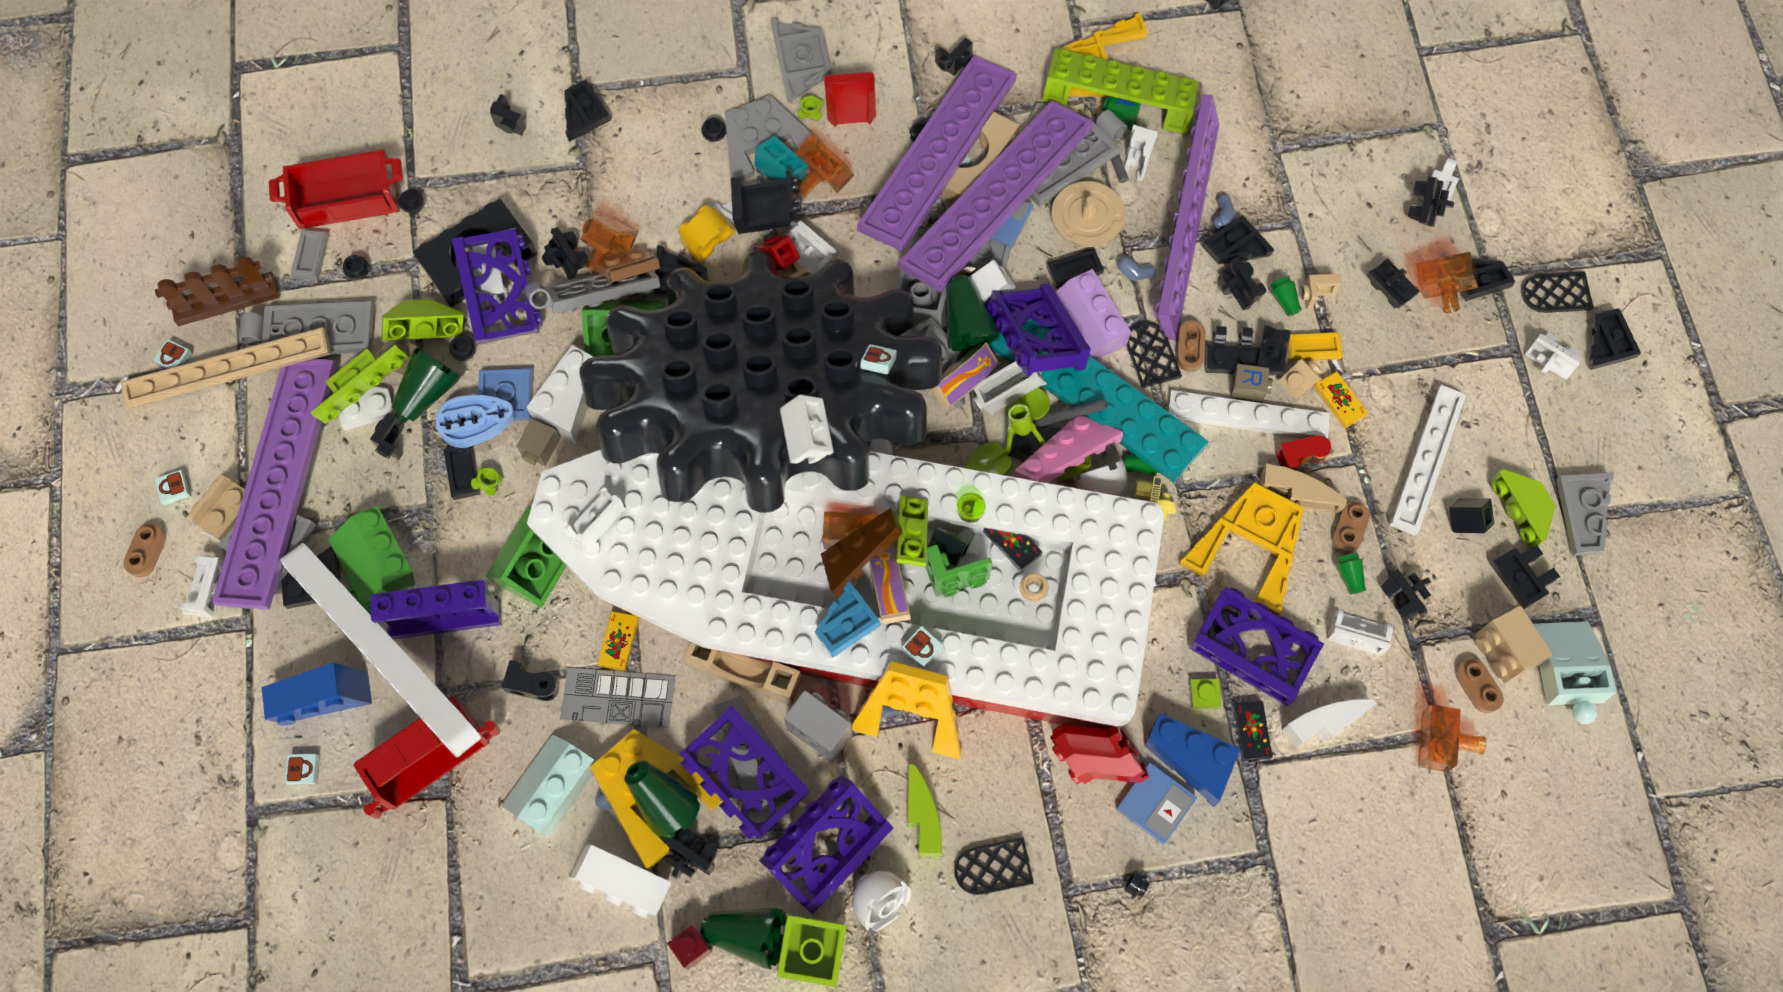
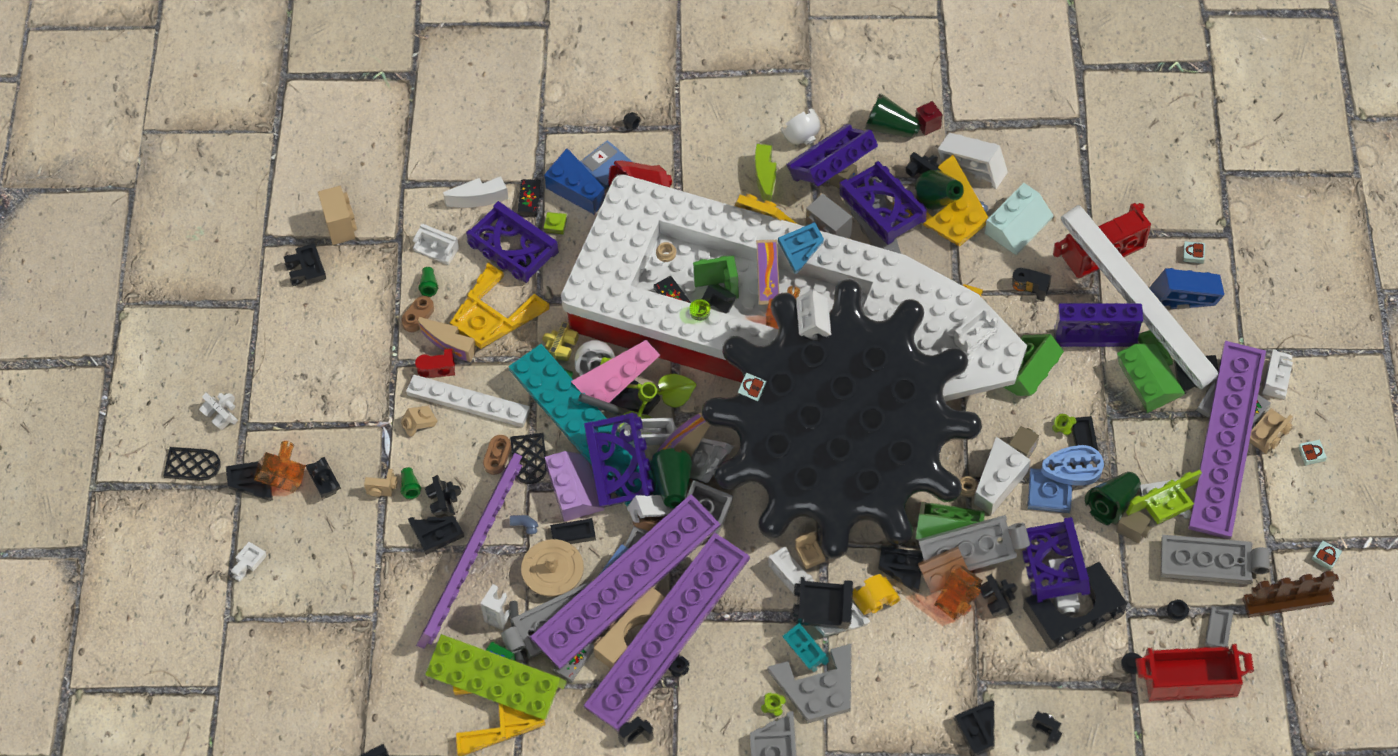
camera: 170 degrees left, 10 degrees down
(146, 549) = (1328, 408): medium nougat plate -> none
(225, 367) = (1278, 532): tan tile -> none
(385, 435) = (1146, 461): black bracket -> none
(421, 321) = (1118, 545): lime slope -> none
(462, 348) = (1085, 530): black plate -> none
(618, 697) = (973, 271): light grey sticker -> none
(713, 129) = (861, 694): black plate -> none
(781, 249) = (819, 563): red leg -> none
(811, 951) = (849, 104): lime brick -> none
(823, 167) = (769, 637): clear orange brick -> none
(850, 98) = (736, 698): red slope -> none
(853, 552) = (791, 279): reddish brown wing -> none
(912, 544) = (747, 290): lime slope -> none
(922, 647) = (751, 226): tile -> none
(1026, 861) = (725, 132): black window -> none
(1224, 358) = (466, 443): black plate -> none
(1227, 212) = (434, 559): sand blue arm -> none
(1250, 383) = (460, 418): dark tan brick -> none
(1273, 349) = (435, 438): black hips -> none
(1315, 346) = (400, 445): yellow tile -> none
(1341, 400) = (392, 401): yellow tile -> none
(1413, 605) = (390, 262): black hips -> none
(1427, 460) = (343, 350): white plate -> none
(1434, 201) = (262, 531): black hips -> none
(1442, 739) = (403, 173): clear orange brick -> none
(1471, 515) = (328, 307): black panel -> none
(1478, 686) = (364, 204): medium nougat plate -> none
(1526, 504) = (285, 307): lime slope -> none
(1575, 665) = (298, 204): light aqua slope -> none
(1585, 510) = (244, 303): light grey wing -> none
(1611, 340) = (170, 416): black wing -> none

